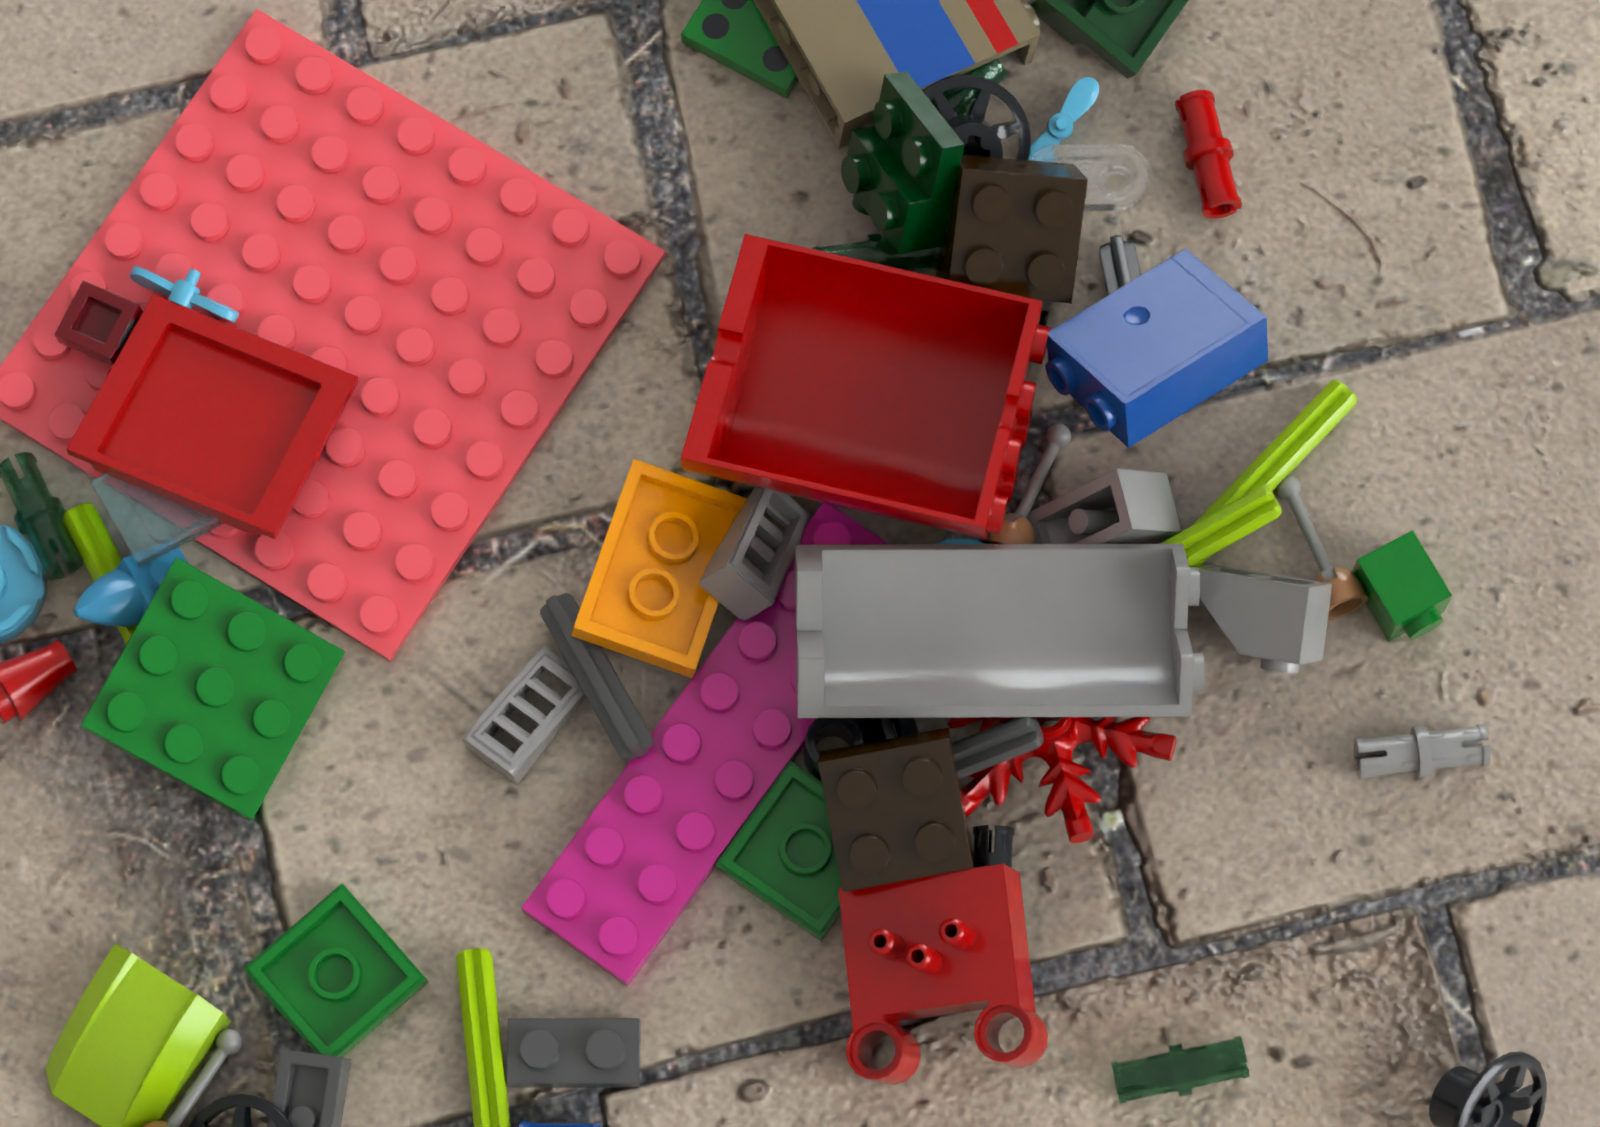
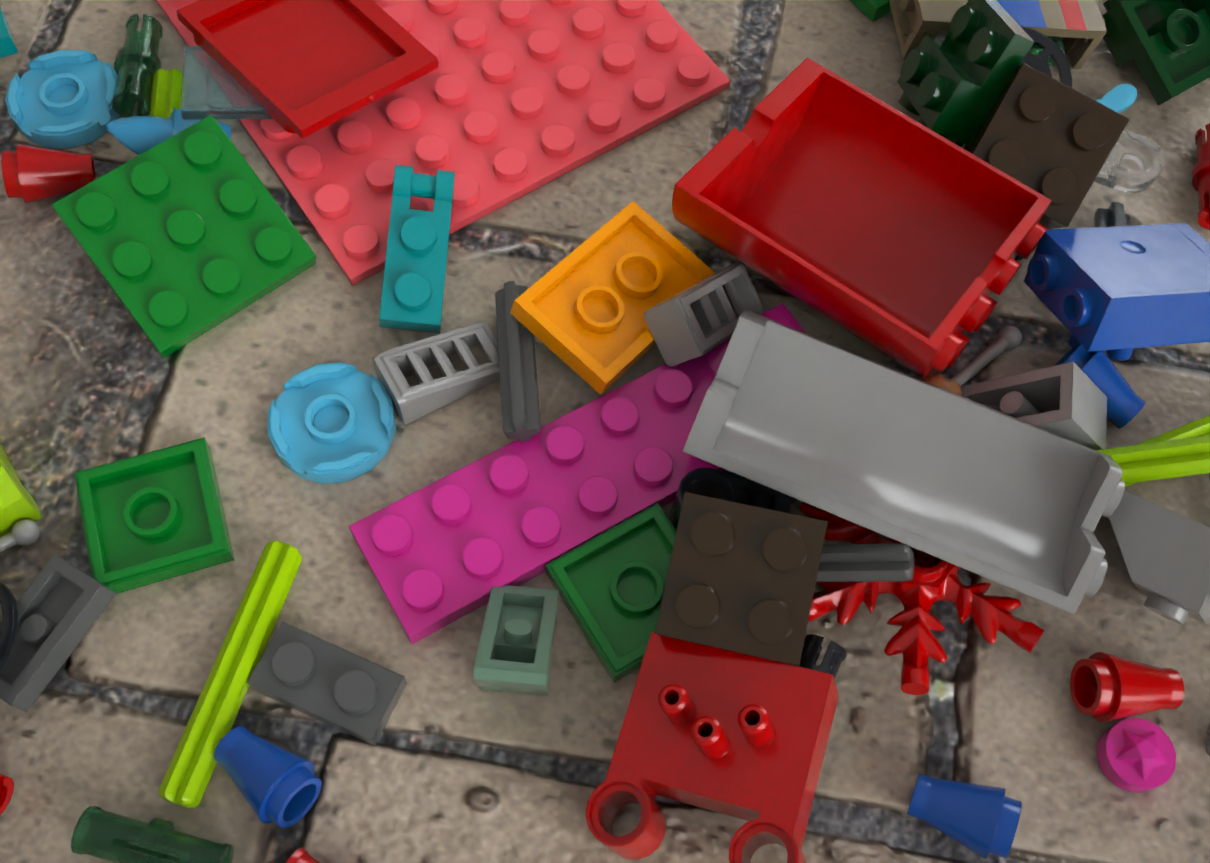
camera: 15 degrees right, 10 degrees down
(443, 603) = (416, 252): none -> teal plate
(449, 814) = (331, 423): none -> medium azure tile
(723, 941) = (517, 640): none -> sand green slope
(1160, 454) = (1122, 401): none -> blue cone
(1166, 922) = (967, 813): none -> blue cone
(1264, 752) = (1122, 688): none -> red cone
(1295, 806) = (1136, 755): none -> dark pink tile

